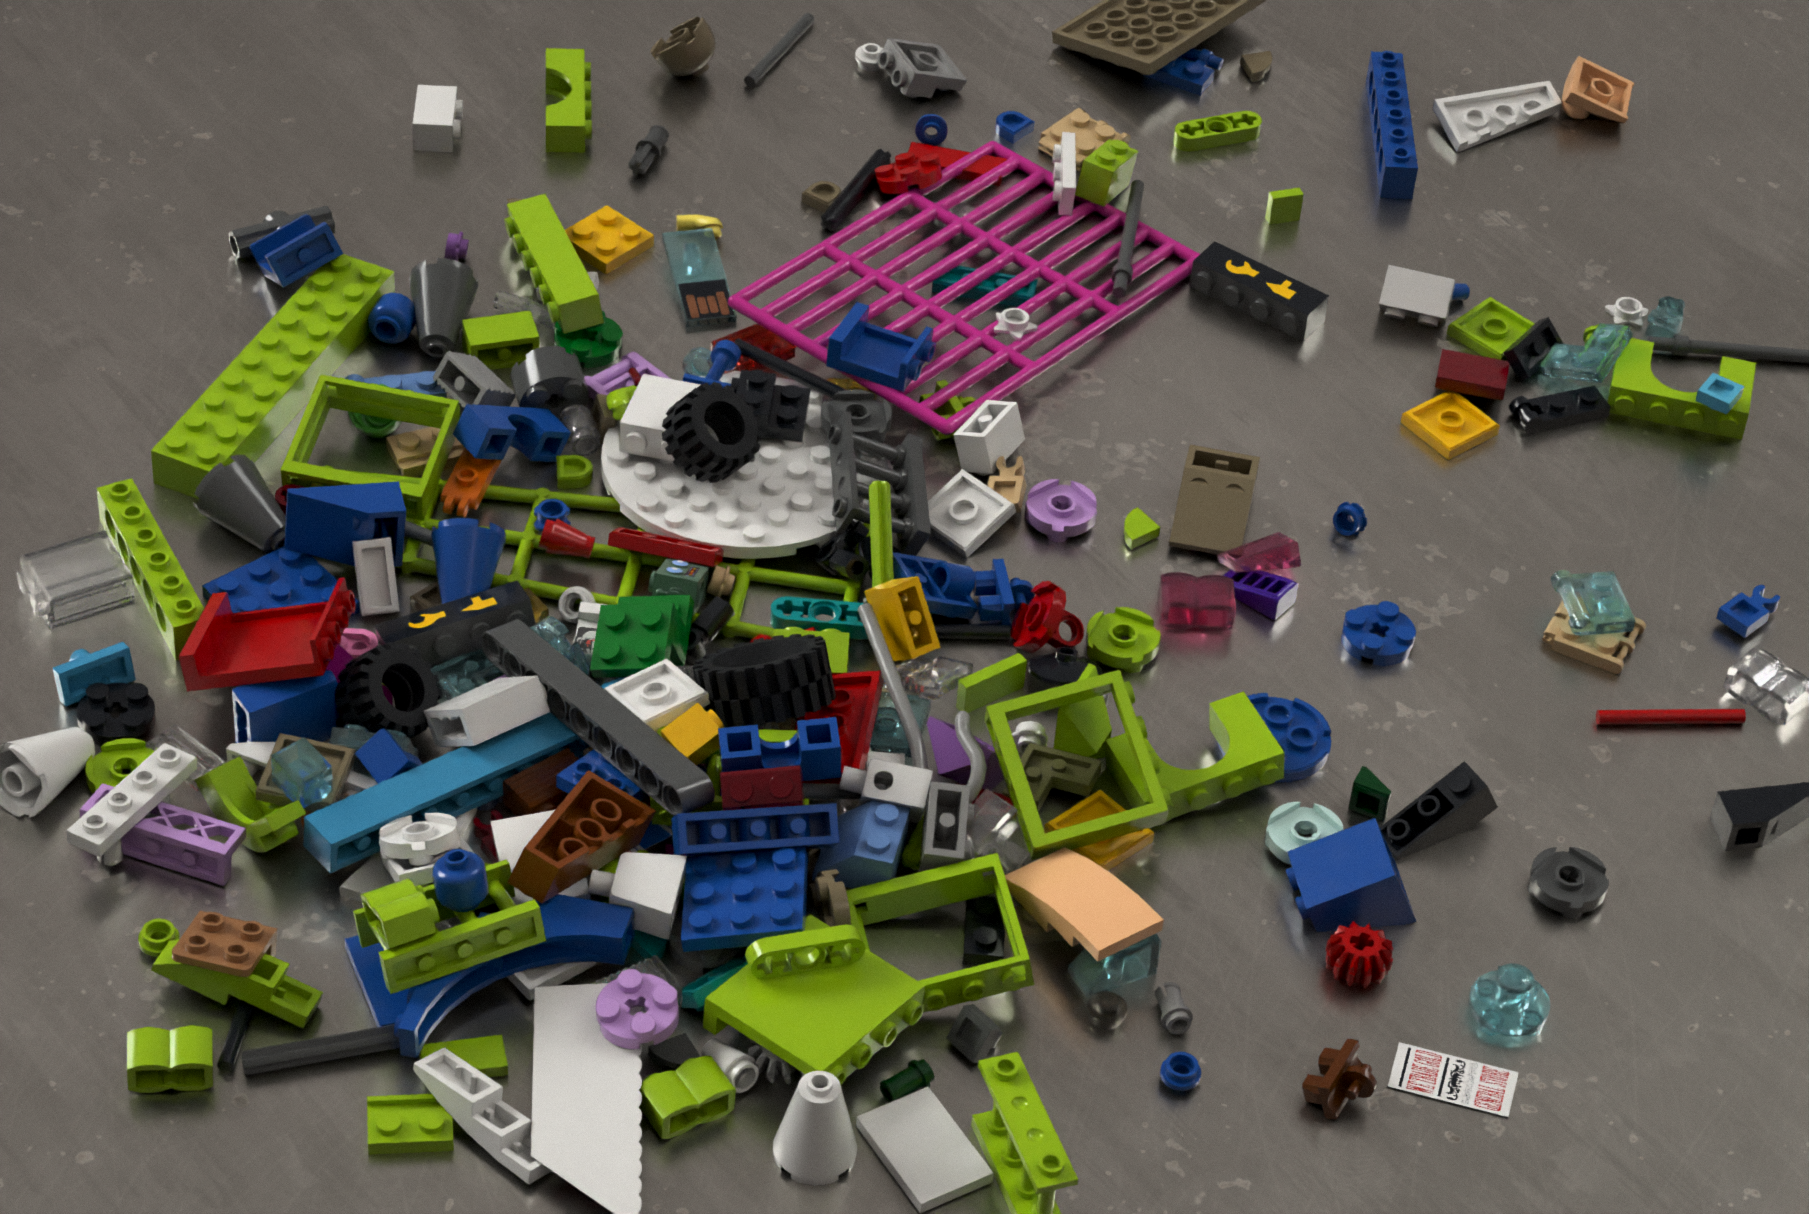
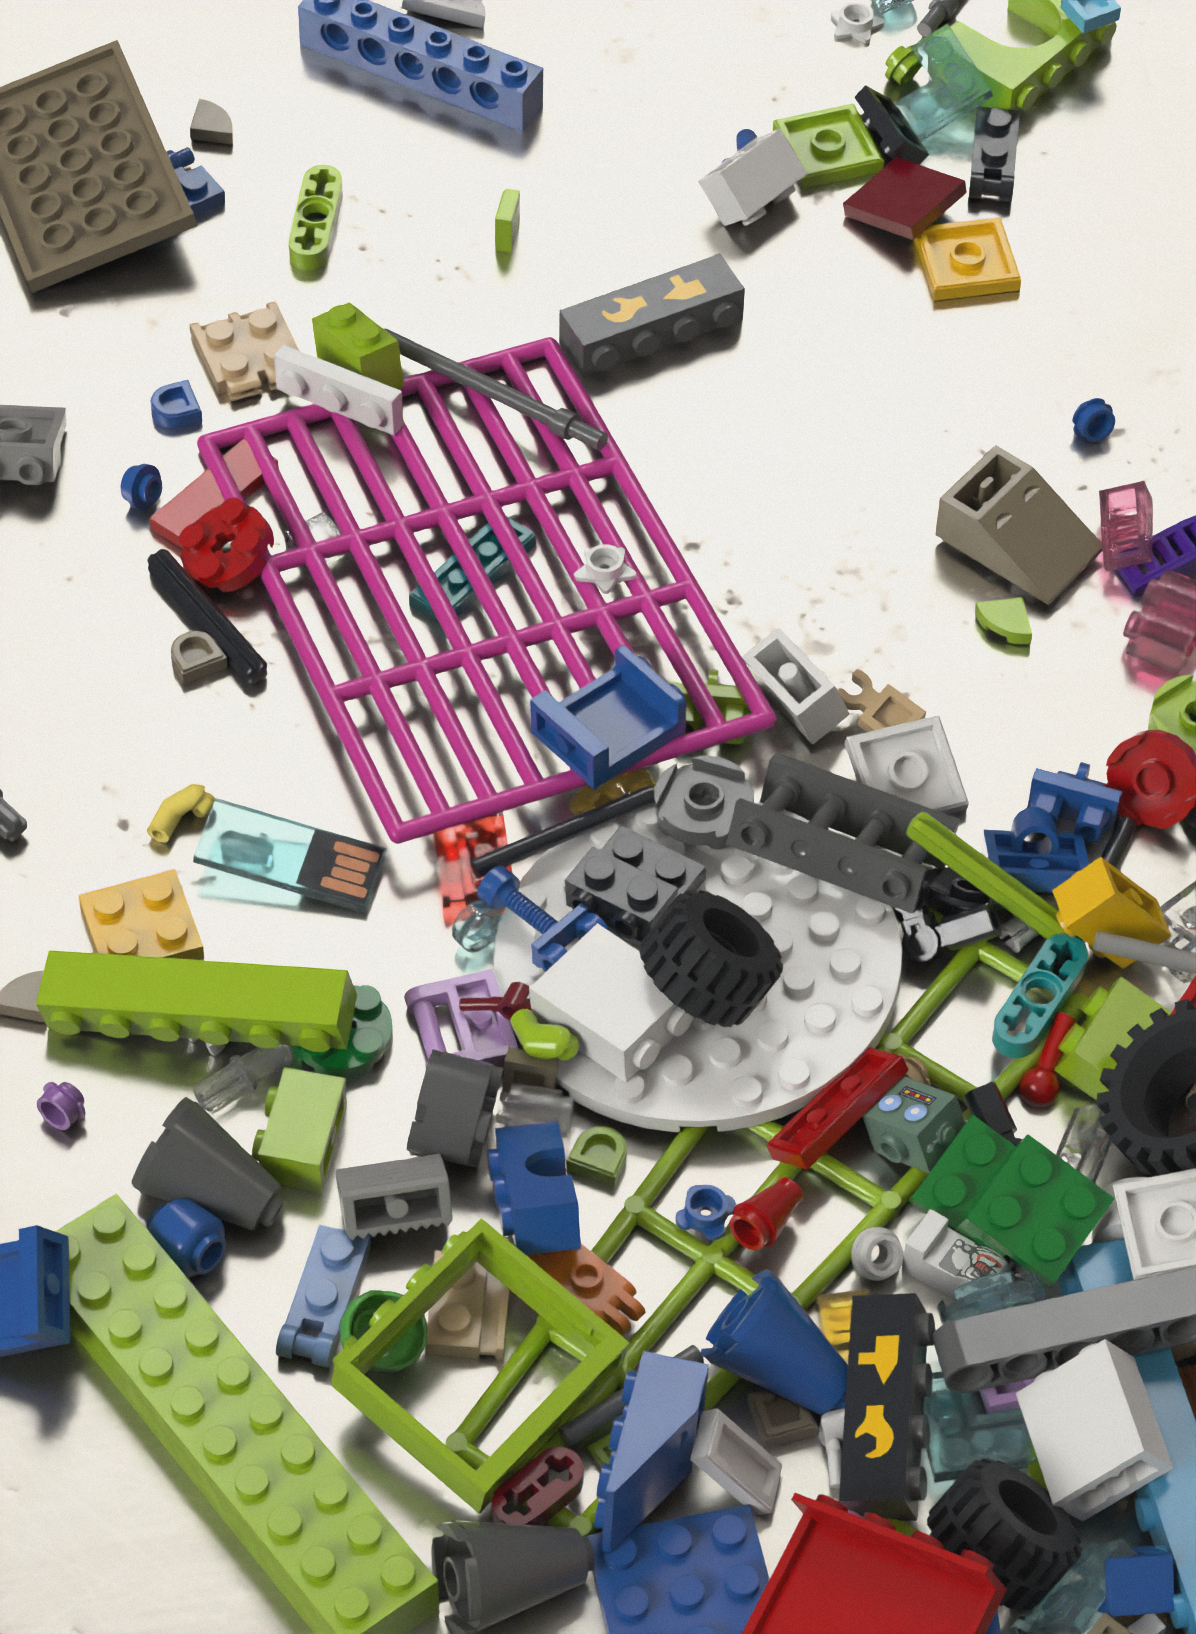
camera: 60 degrees left, 10 degrees up
(1057, 523) = (943, 652): lavender plate -> none

